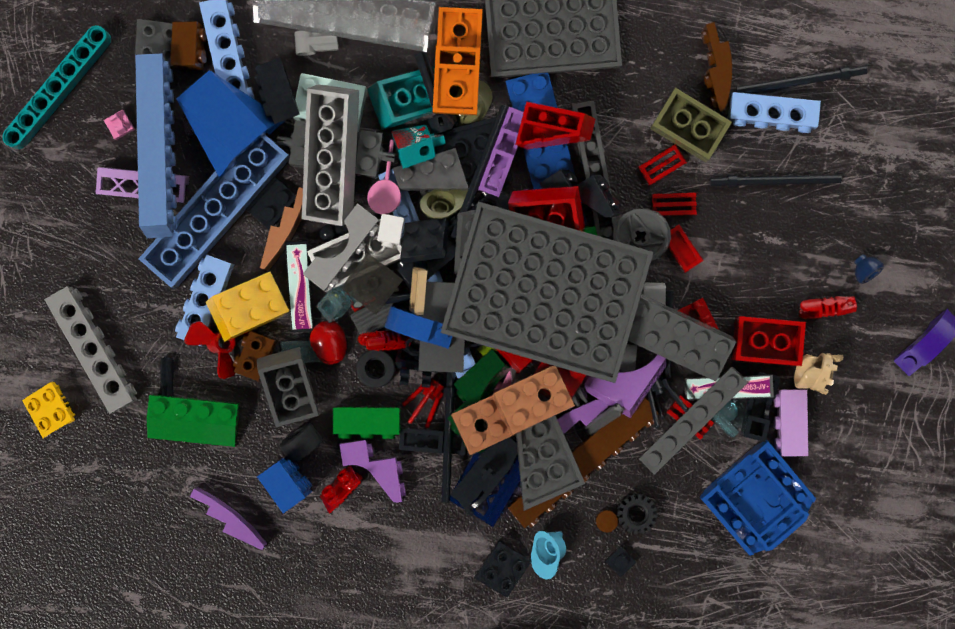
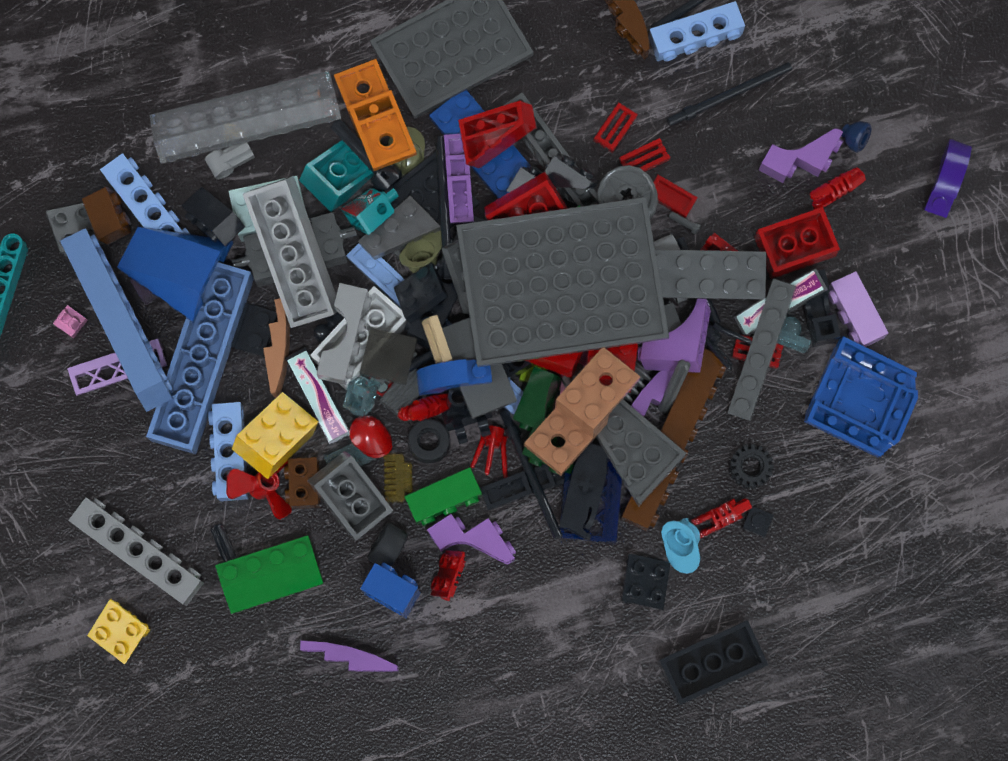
camera: 30 degrees left, 10 degrees down
(340, 388) = (402, 479): none -> clear yellow piece
(384, 195) = (362, 269): bright pink piece -> none
(390, 230) = (383, 296): white brick -> none
(592, 543) = (722, 515): none -> red hinge
(606, 521) = (725, 488): reddish brown tile -> none
(687, 285) = (683, 221): none -> dark grey piece
(690, 125) = (624, 77): olive brick -> none
(816, 372) = (857, 251): tan hair -> none
(819, 271) = (812, 157): none -> medium lavender arch

